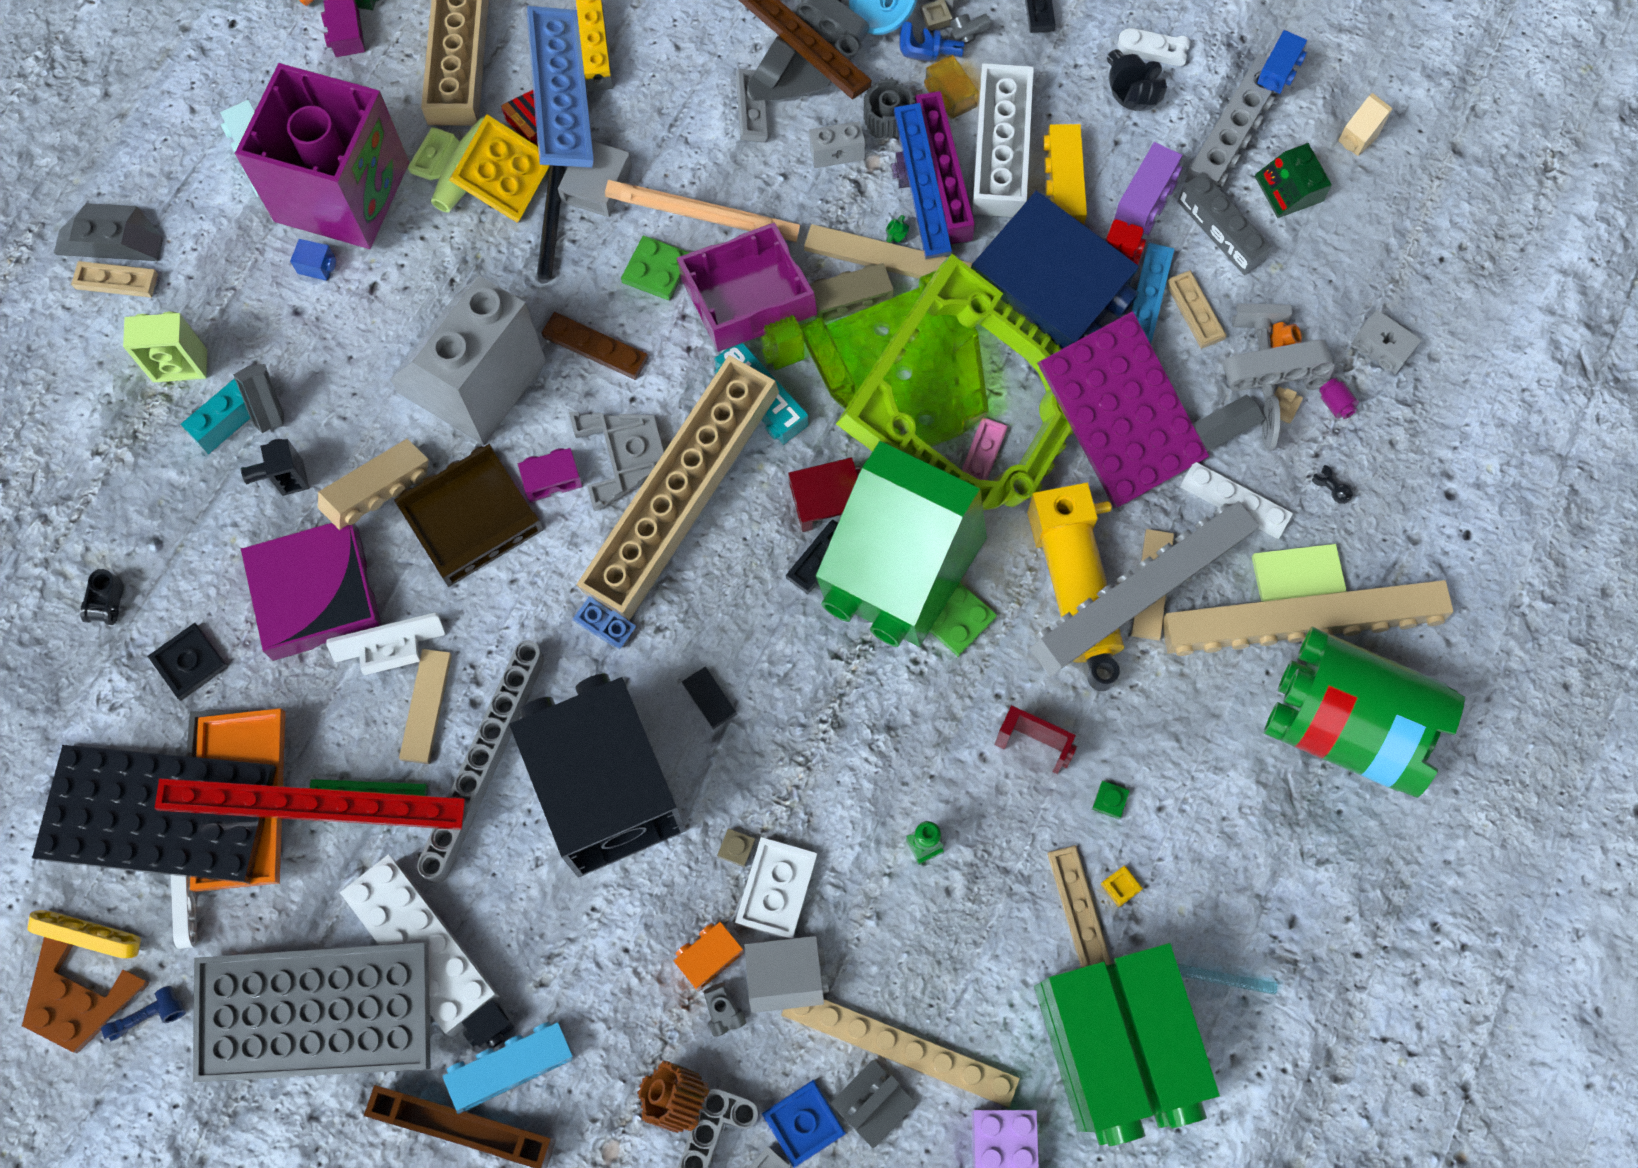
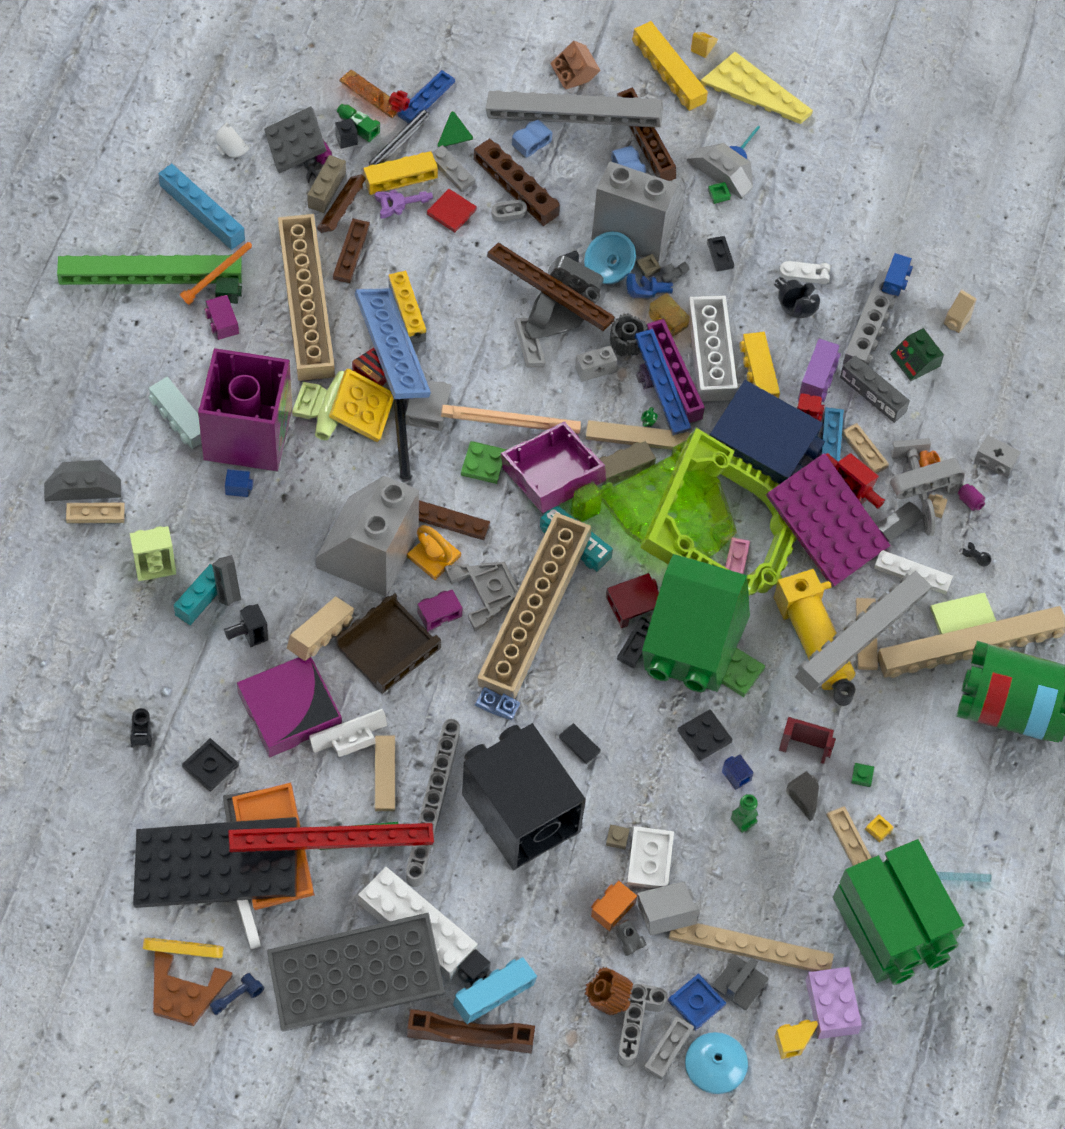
camera: 15 degrees left, 10 degrees down
(559, 390) = (432, 552): none -> light orange tile
(891, 708) = (704, 735): none -> black plate
(926, 771) = (737, 771): none -> clear blue brick
(1020, 819) = (804, 793): none -> clear smoke slope
(1177, 353) = (858, 478): none -> red brick

